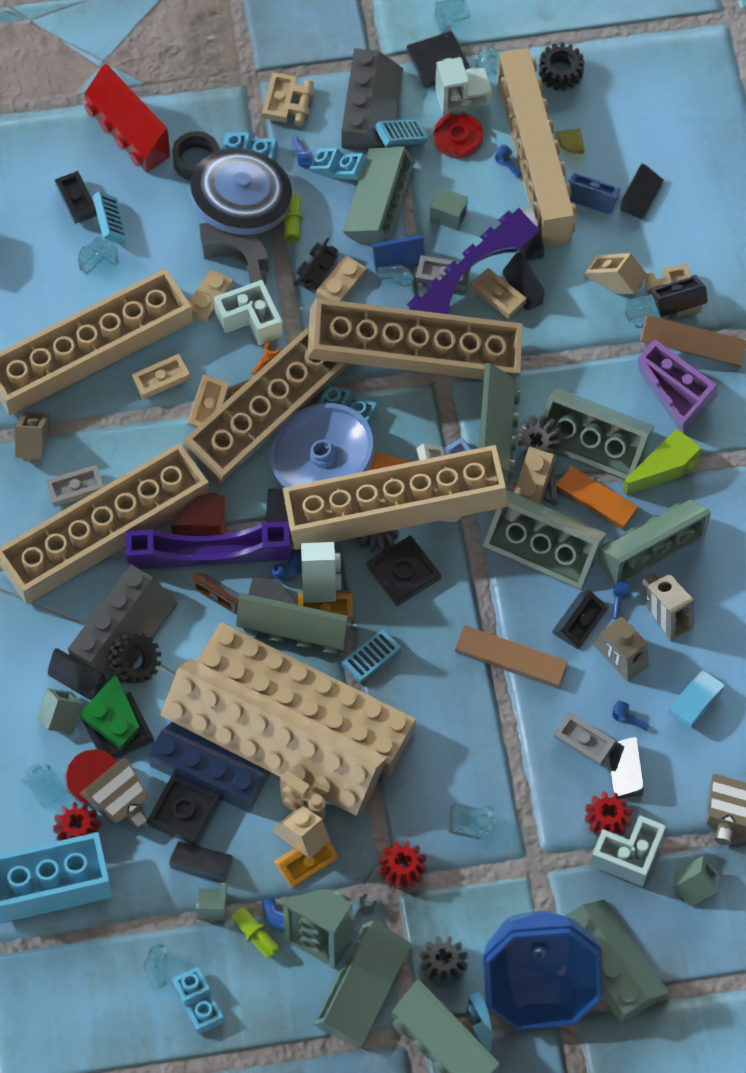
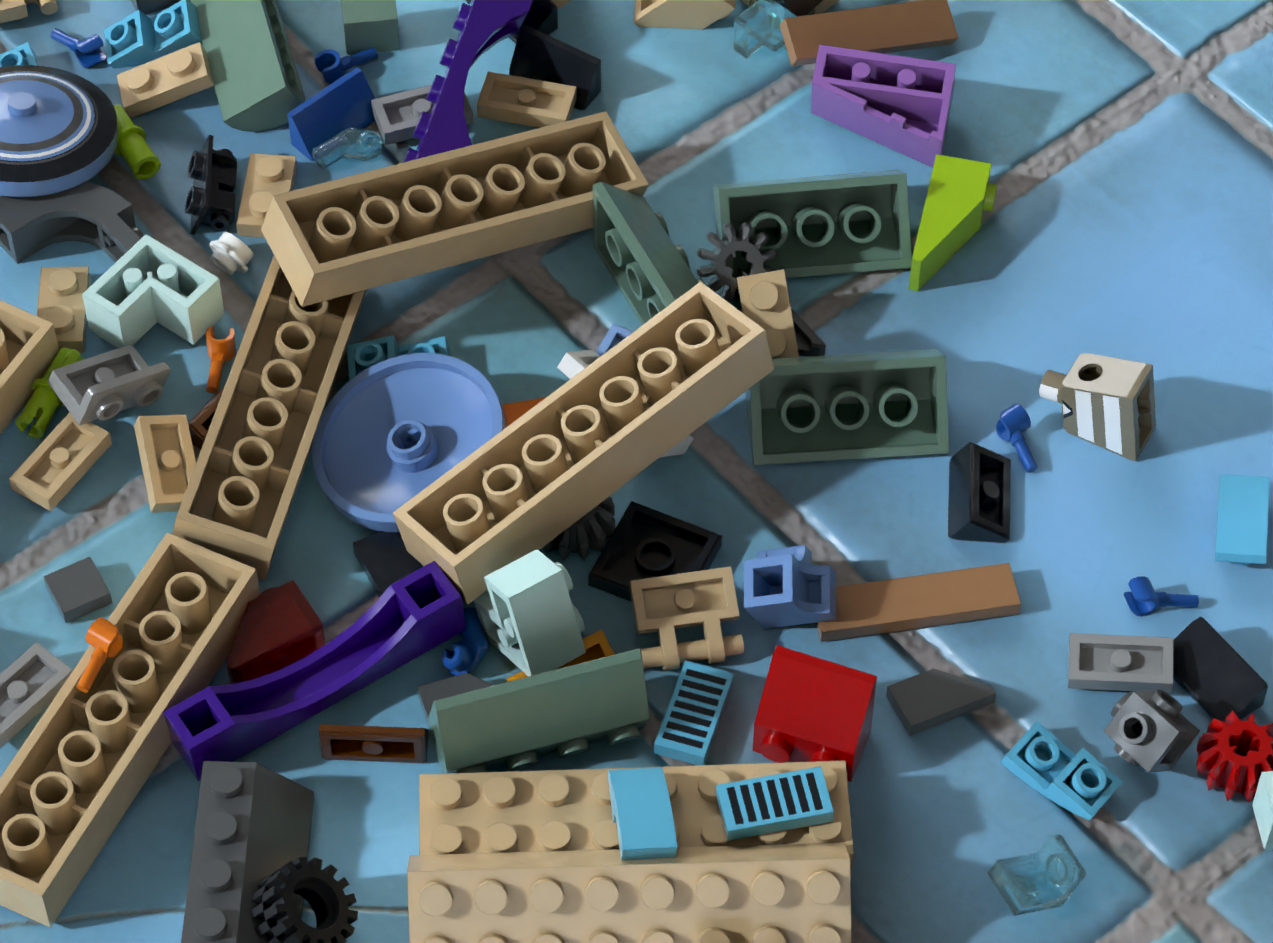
camera: 30 degrees left, 10 degrees down
(119, 485) = (108, 643): none -> orange hand
(132, 446) = (77, 589): none -> dark grey tile
(177, 337) = (44, 400): none -> lime axle
(203, 348) = (108, 384): none -> light grey bracket
(300, 695) = (642, 813): none -> medium azure slope
(302, 305) = (230, 254): none -> white plate
(329, 193) = (165, 80): none -> tan plate
(365, 722) = (774, 803): none -> medium azure tile
(397, 600) = (682, 602): none -> tan plate
(417, 229) = (334, 67): none -> blue hand
(419, 689) = (814, 711): none -> red slope
(451, 618) = (787, 589): none -> medium blue brick
(487, 709) = (936, 698): none -> dark grey tile
(520, 776) = (1059, 774): none -> medium azure slope
(572, 780) = (1150, 730): none -> dark grey brick
(596, 497) = (879, 313): orange tile -> none
(621, 644) = (1082, 496): dark tan torso -> none
(654, 541) = (1014, 325): sand green slope -> none

